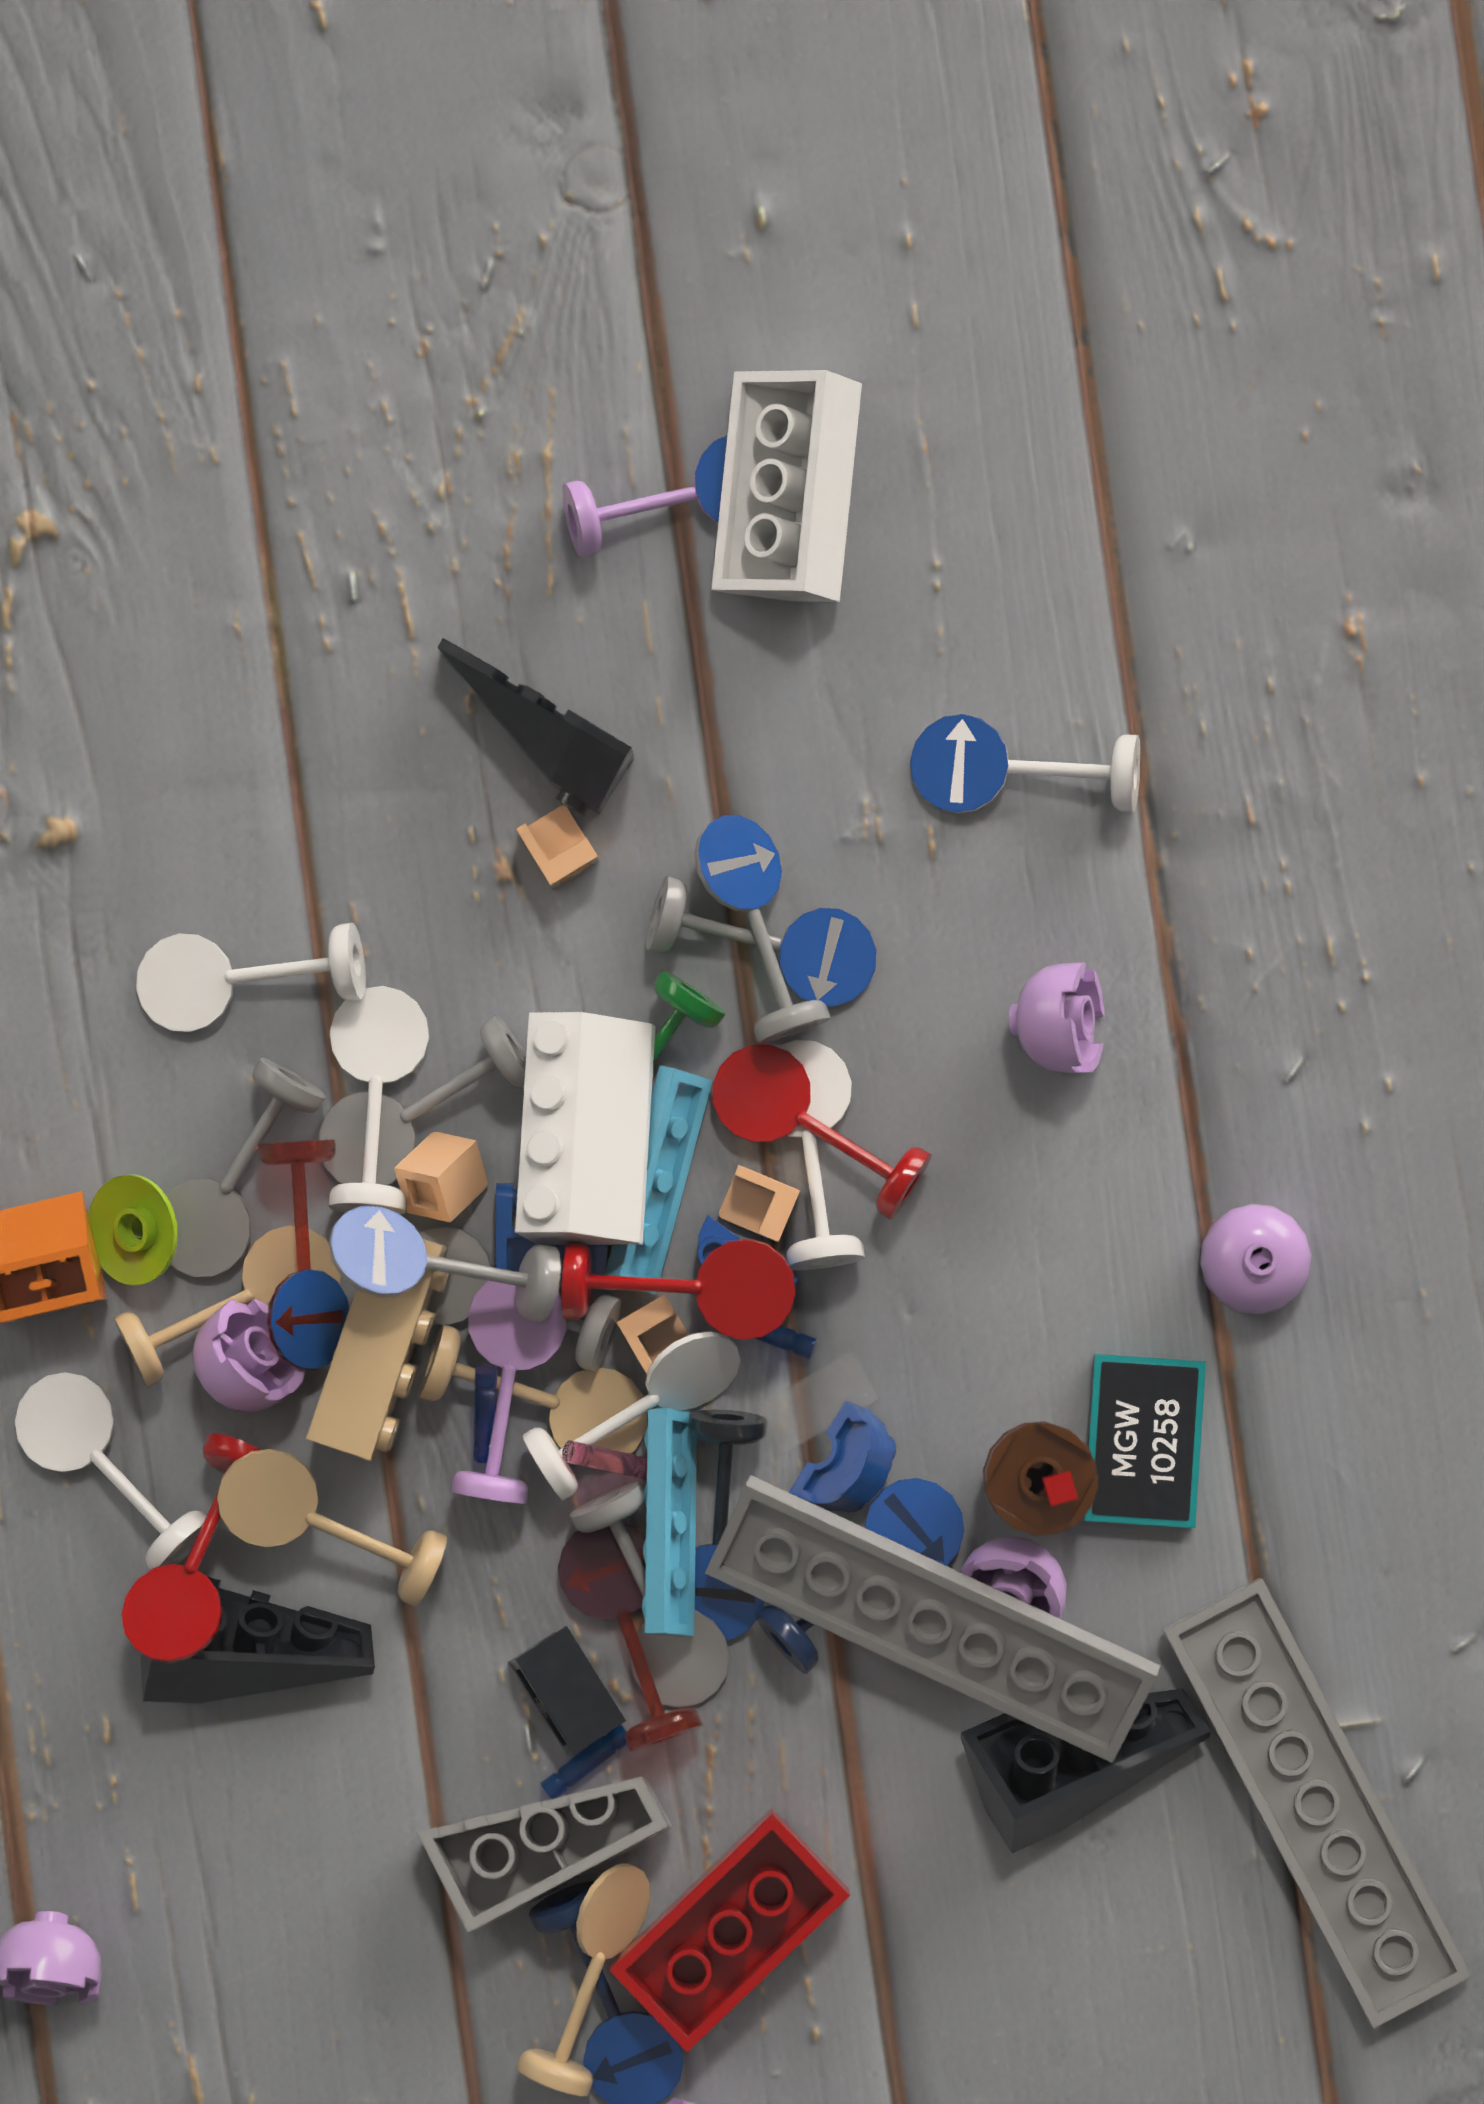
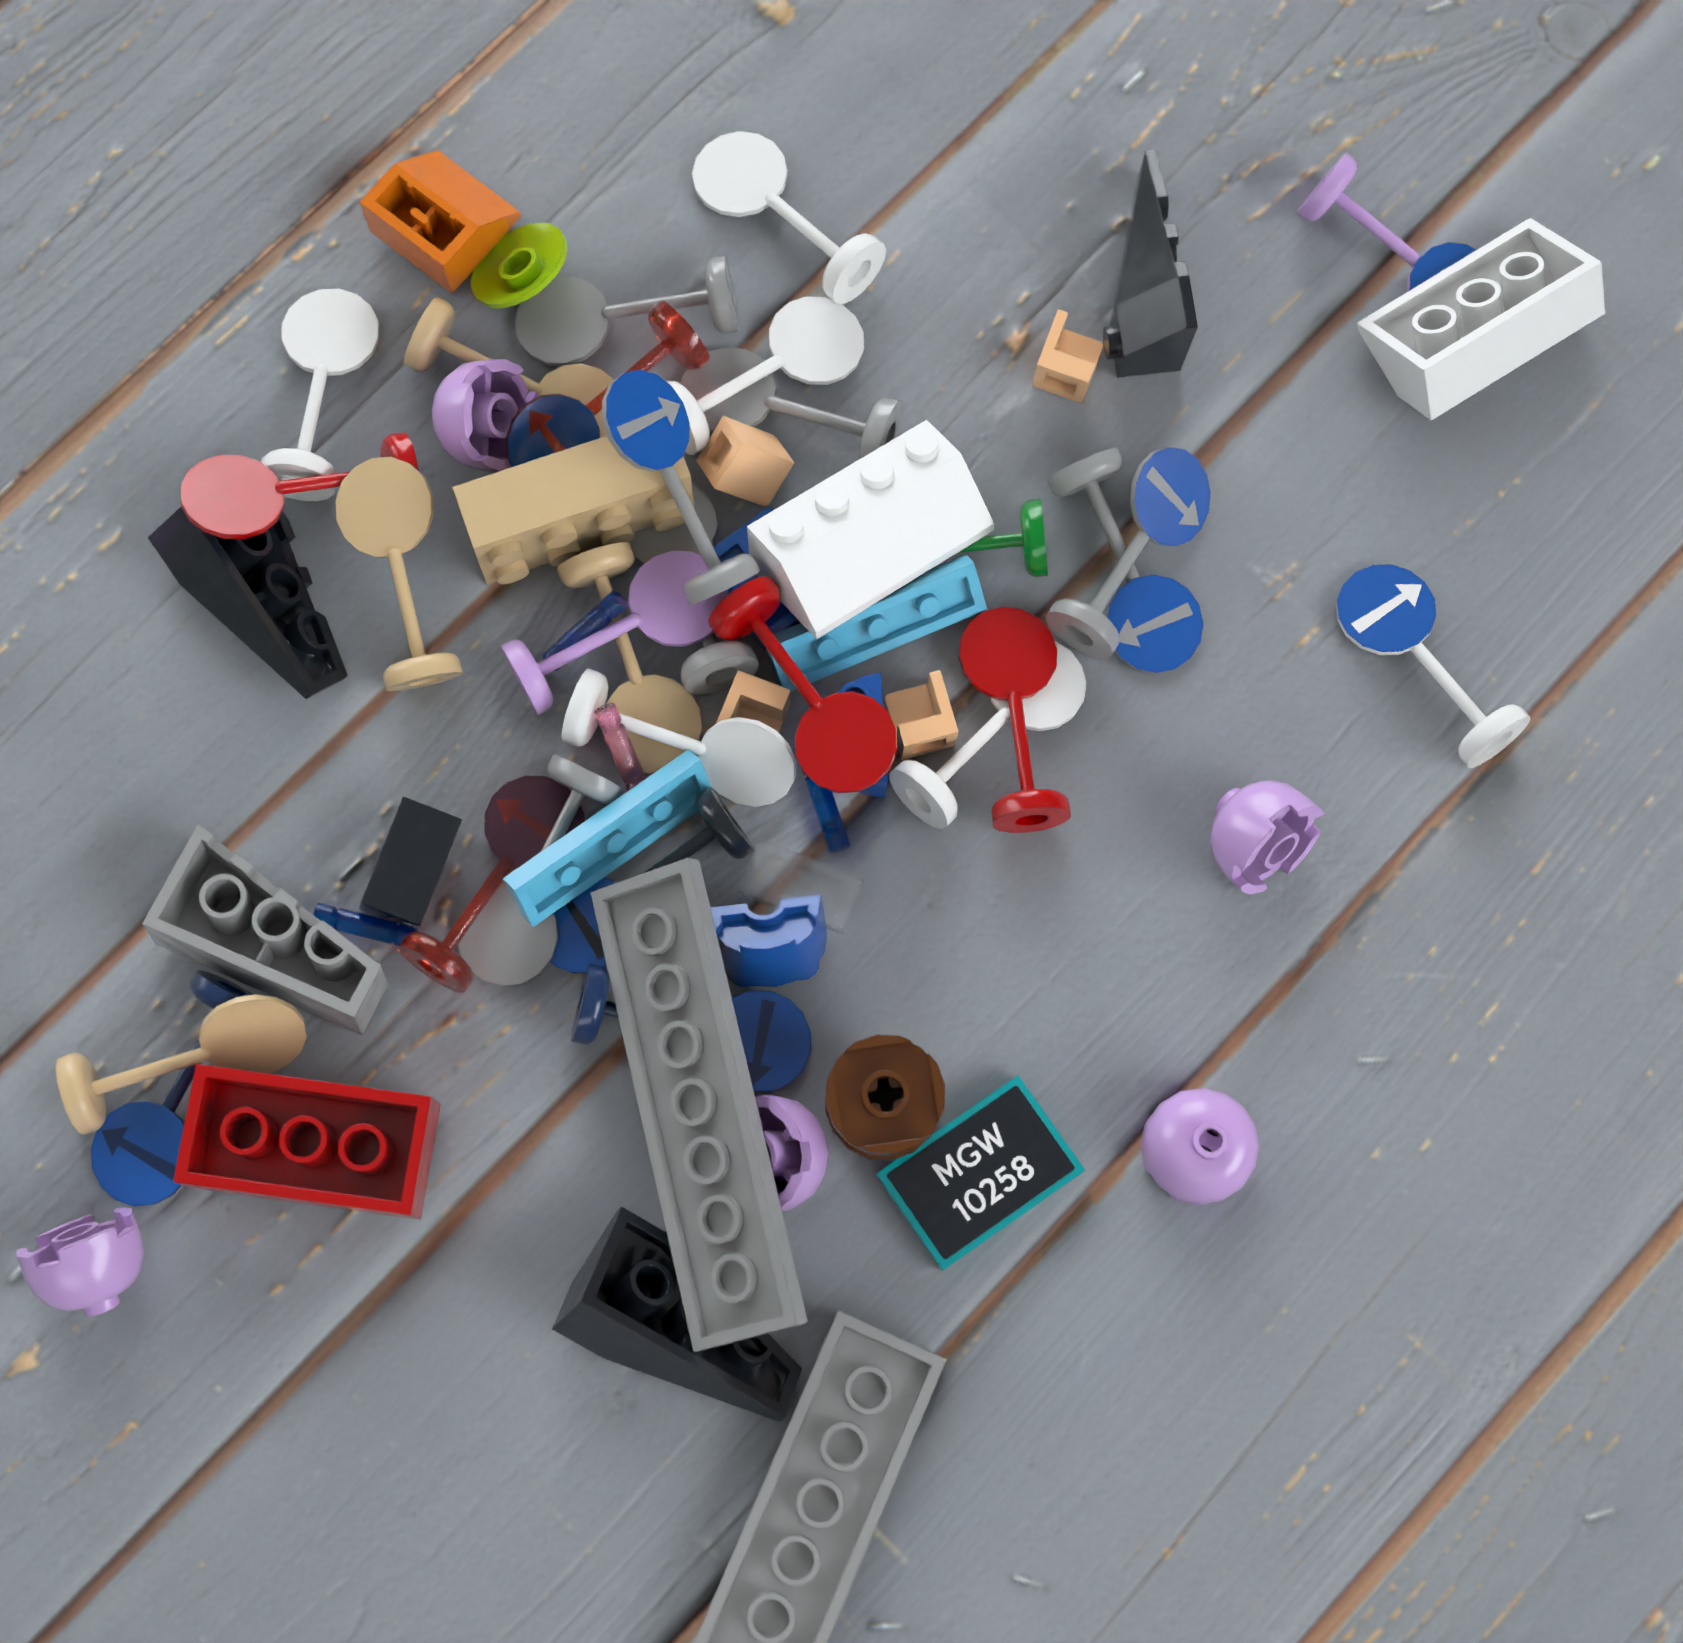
camera: 45 degrees right, 10 degrees down
(1060, 1488) = (890, 1112): red piece -> none

